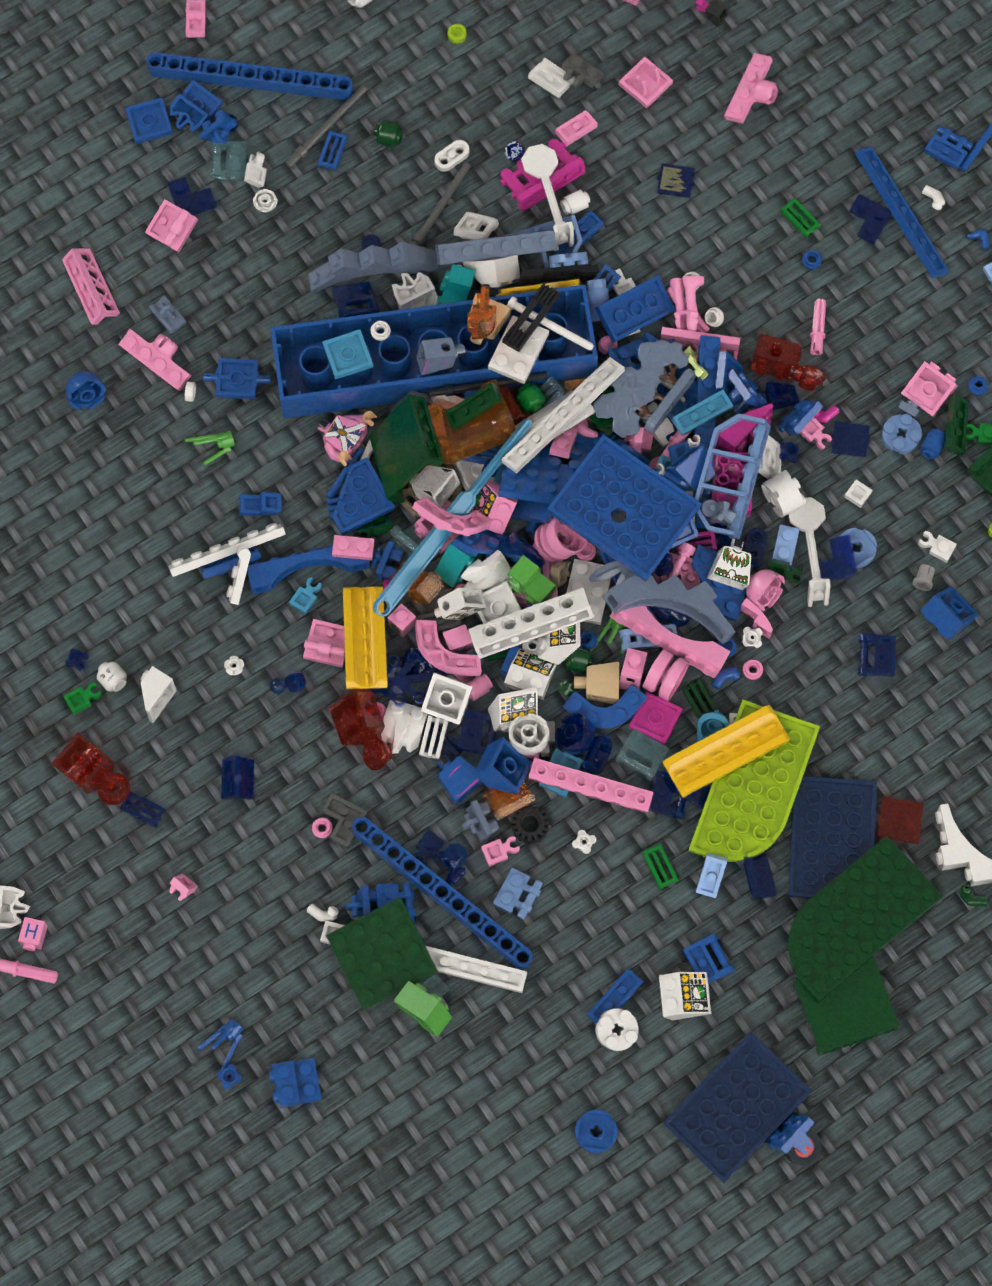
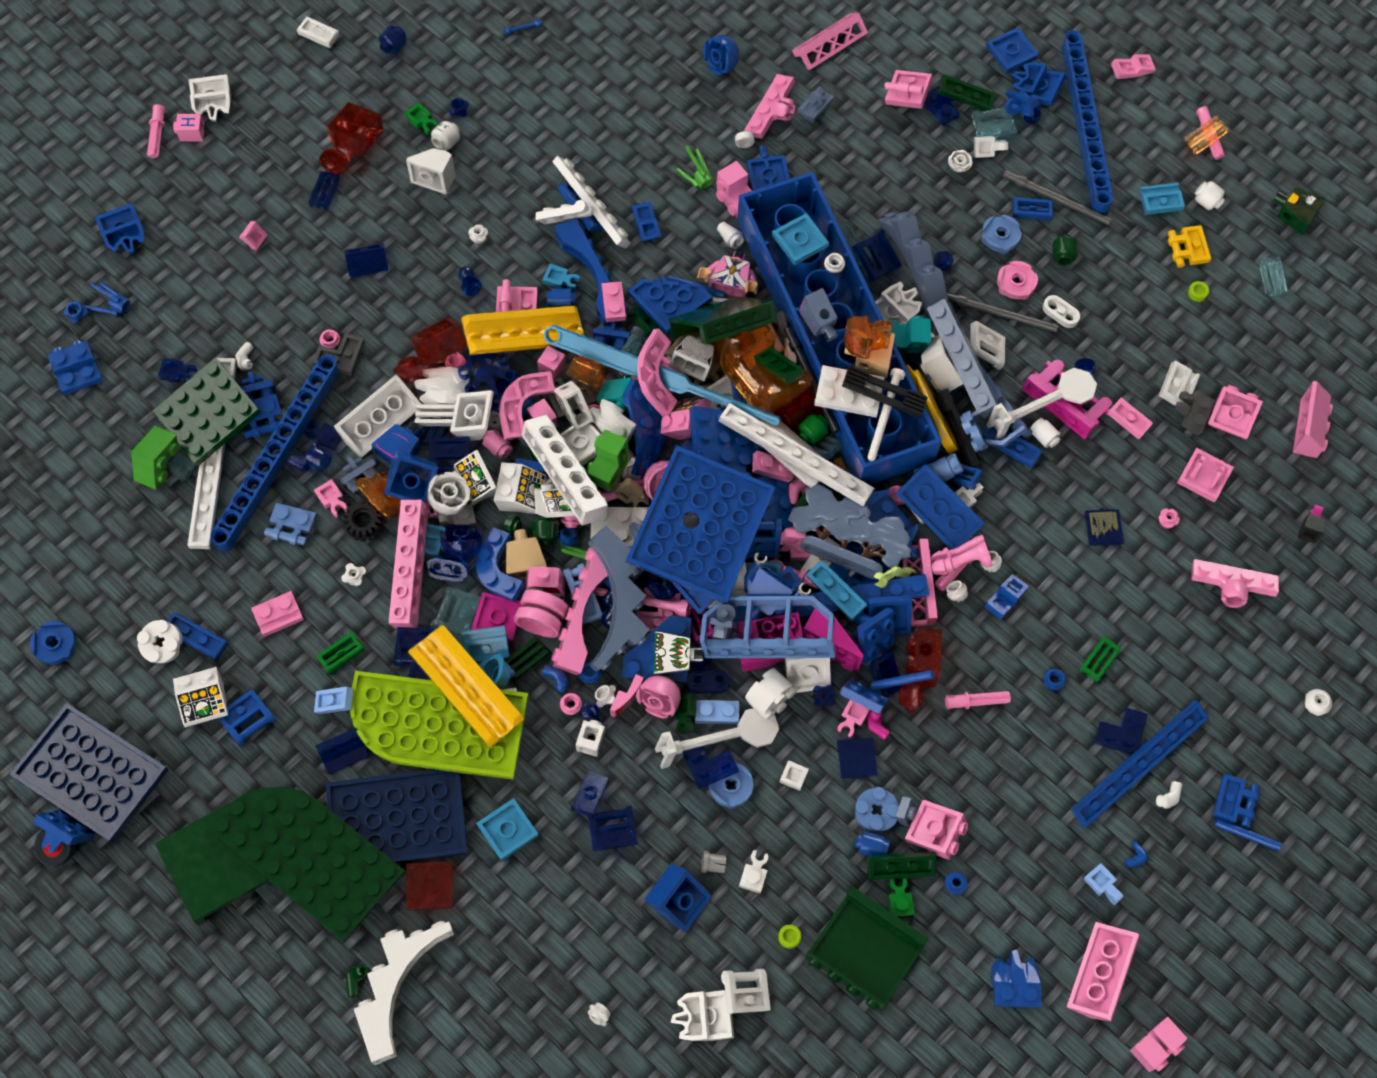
camera: 75 degrees right, 5 degrees down
(142, 1018) = (121, 228): none -> blue plate
(192, 174) = (966, 93): none -> dark green plate
(253, 411) = (730, 184): none -> bright pink brick
(296, 428) = (731, 236): none -> white cone
(323, 984) = (174, 370): none -> clear blue plate
(330, 599) = (560, 297): none -> blue brick
(352, 35) = (1162, 198): none -> dark azure plate
(355, 175) = (998, 243): none -> medium blue plate
(409, 21) = (1194, 243): none -> yellow plate
(409, 195) = (1017, 290): none -> bright pink plate
(421, 793) = (379, 412): none -> white slope
(590, 39) = (1235, 412): none -> bright pink plate
(608, 919) = (277, 614): none -> bright pink plate
(680, 129) = (1168, 523): none -> bright pink plate
(681, 729) = (486, 642): none -> dark azure plate
(726, 278) = (1006, 596): none -> blue slope
(765, 652) = (590, 711): none -> clear blue plate
(796, 378) = (905, 679): none -> blue bar
(797, 654) = (587, 746): none -> white brick
(843, 667) = (590, 794): none -> clear blue plate
(861, 744) = (507, 829): none -> dark azure plate
(874, 63) = (1315, 707): none -> white plate

